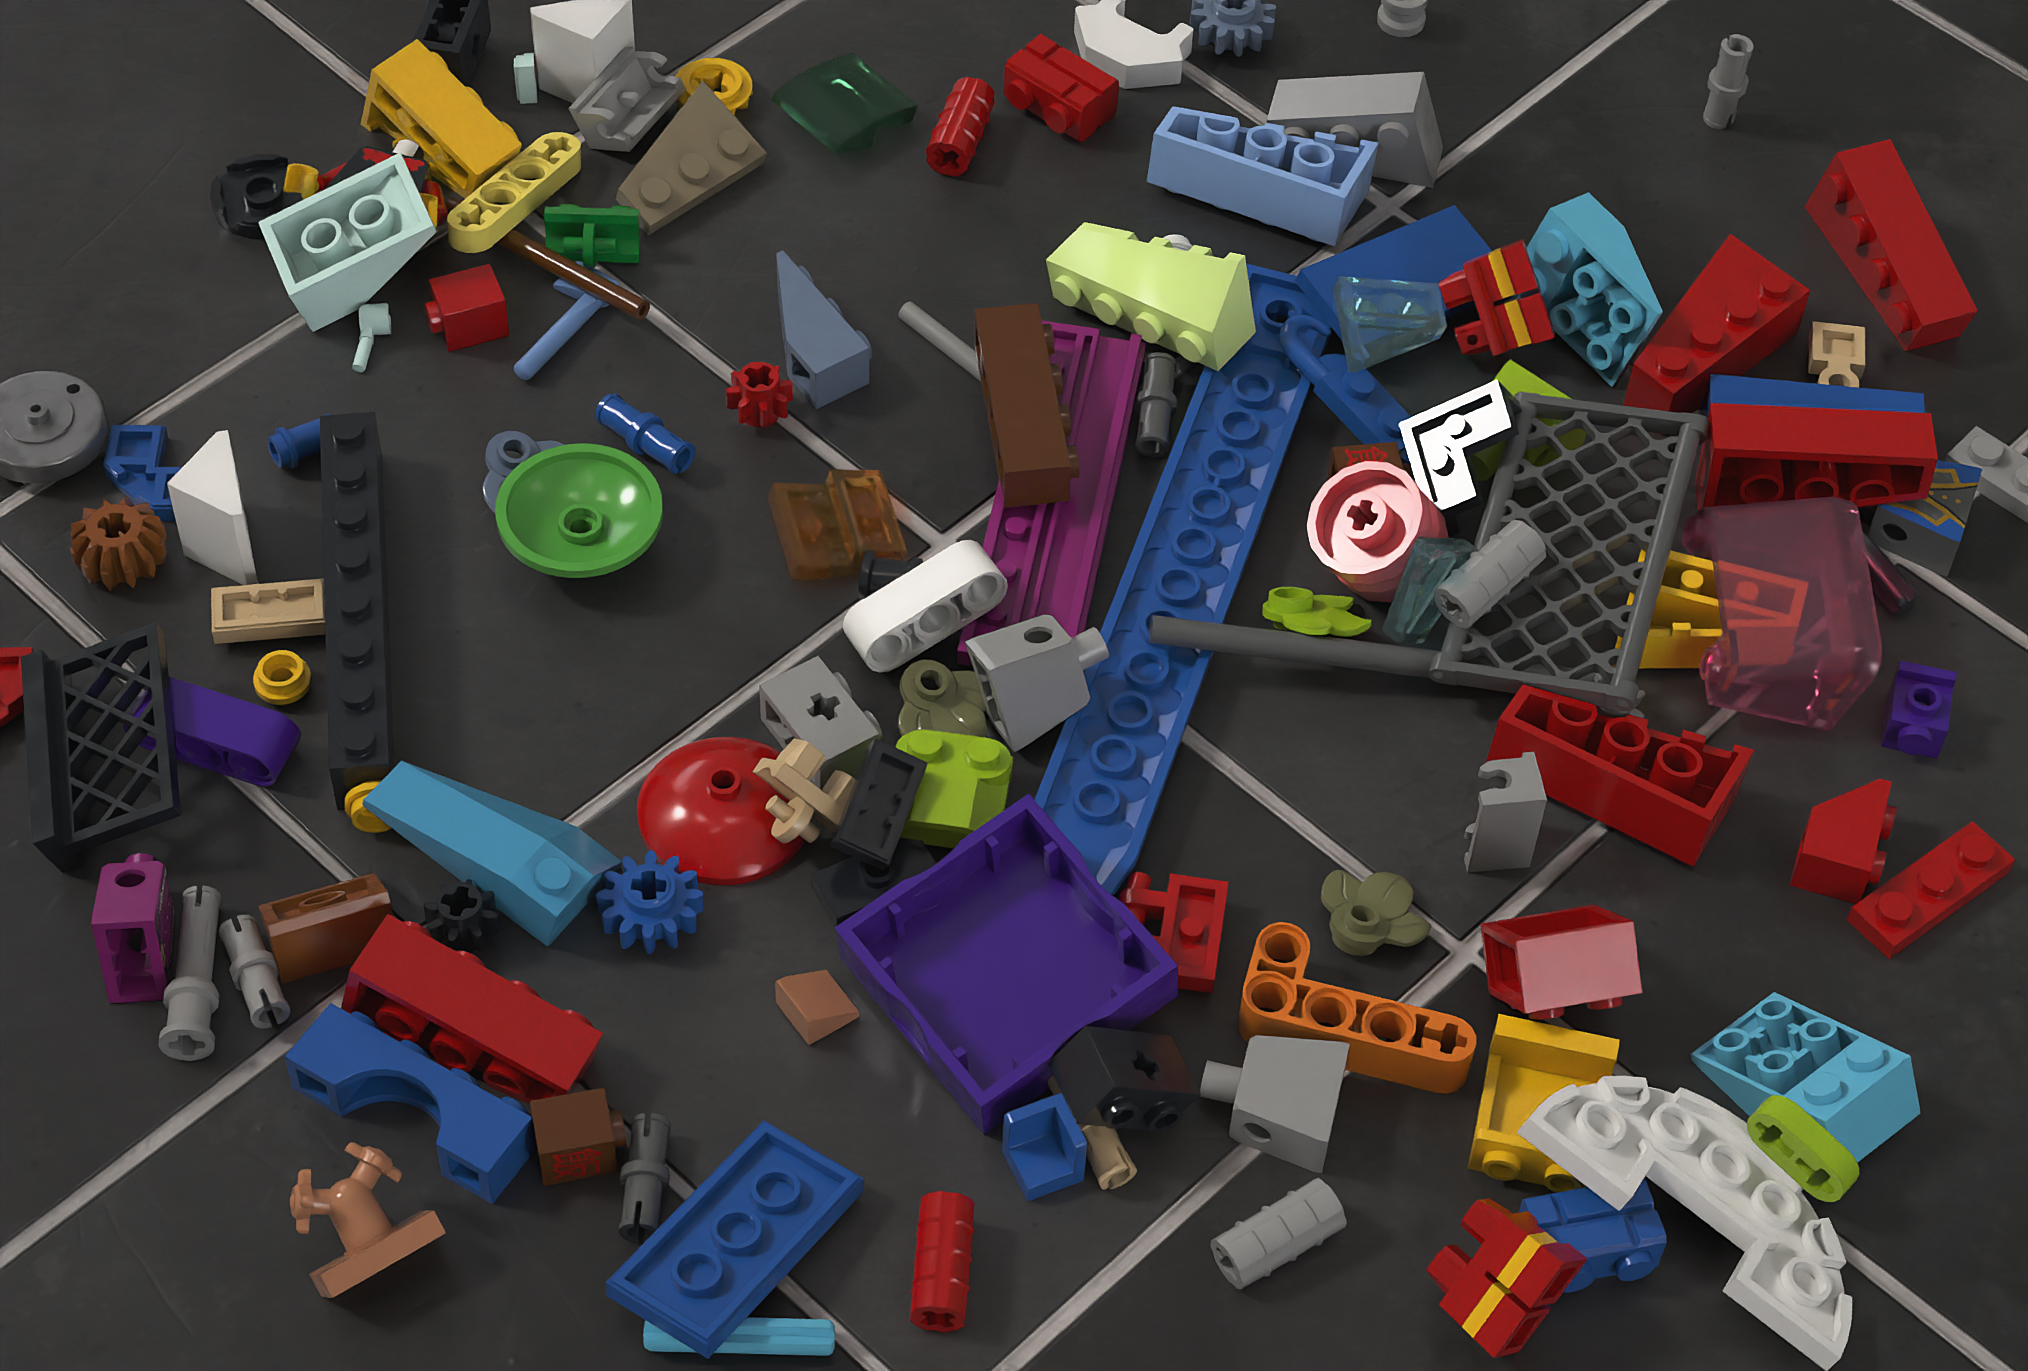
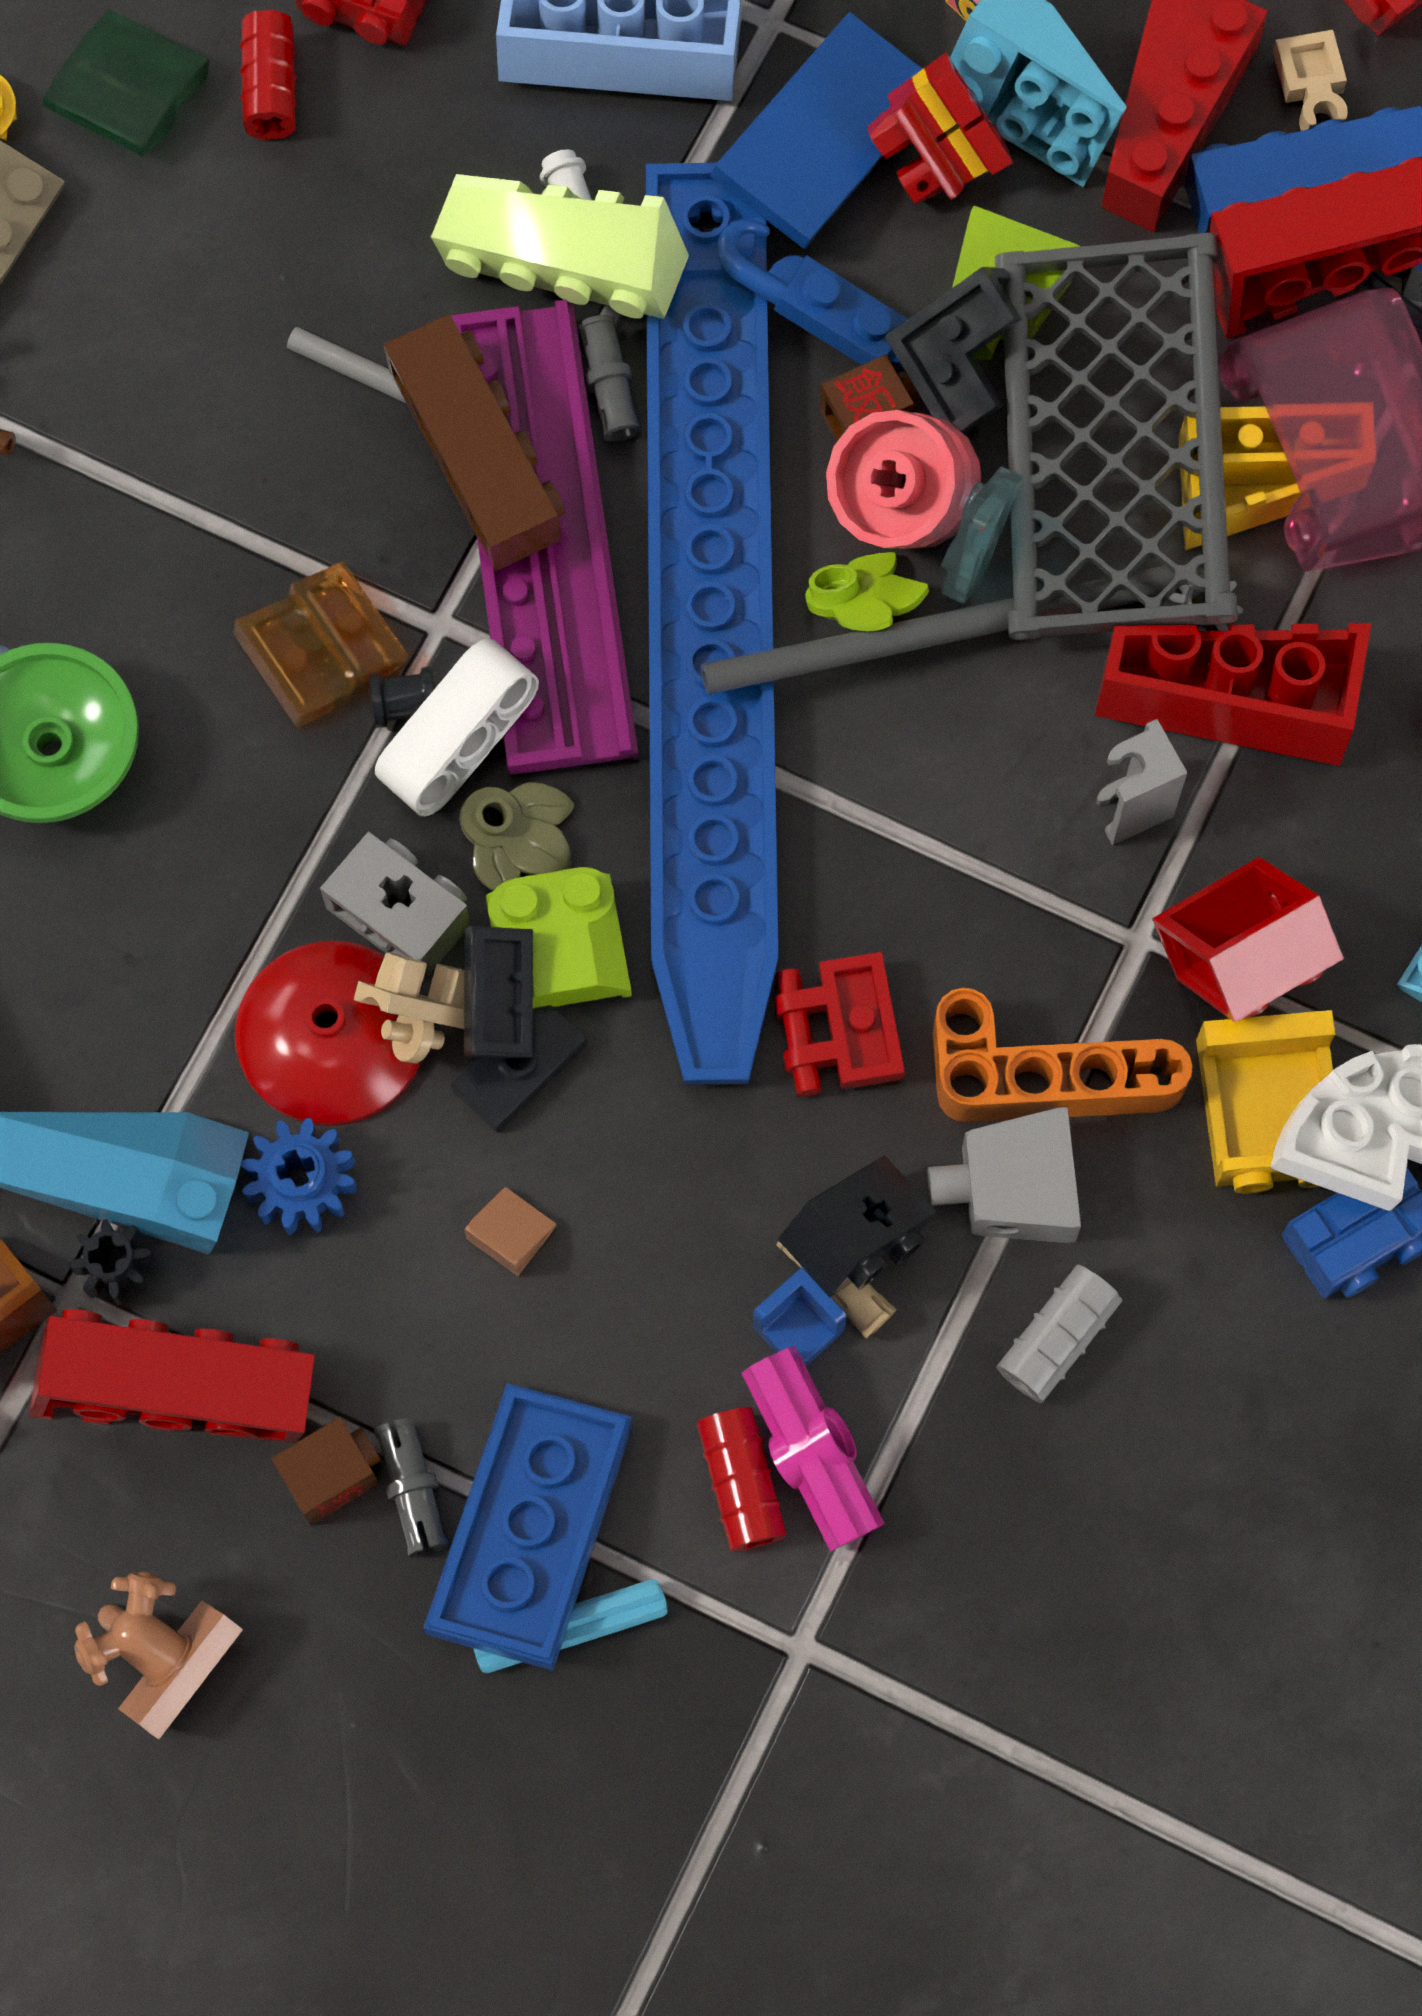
camera: 15 degrees left, 20 degrees up
(351, 1064) = (65, 1469): blue arch -> none
(645, 433) = (71, 599): blue pin -> none
(759, 394) = (177, 510): red gear -> none
(820, 347) = (220, 426): sand blue slope -> none
(1004, 960) = (693, 1132): dark purple tile -> none
(1016, 1254) = (812, 1448): none -> dark pink piece
(1033, 675) = (605, 781): light grey torso -> none
(1371, 912) = (1034, 922): olive plate -> none
(1386, 318) = (826, 199): clear light blue wing -> none
(1490, 574) = (1043, 506): light grey axle -> none
(1509, 1280) = (1305, 1320): red hips -> none

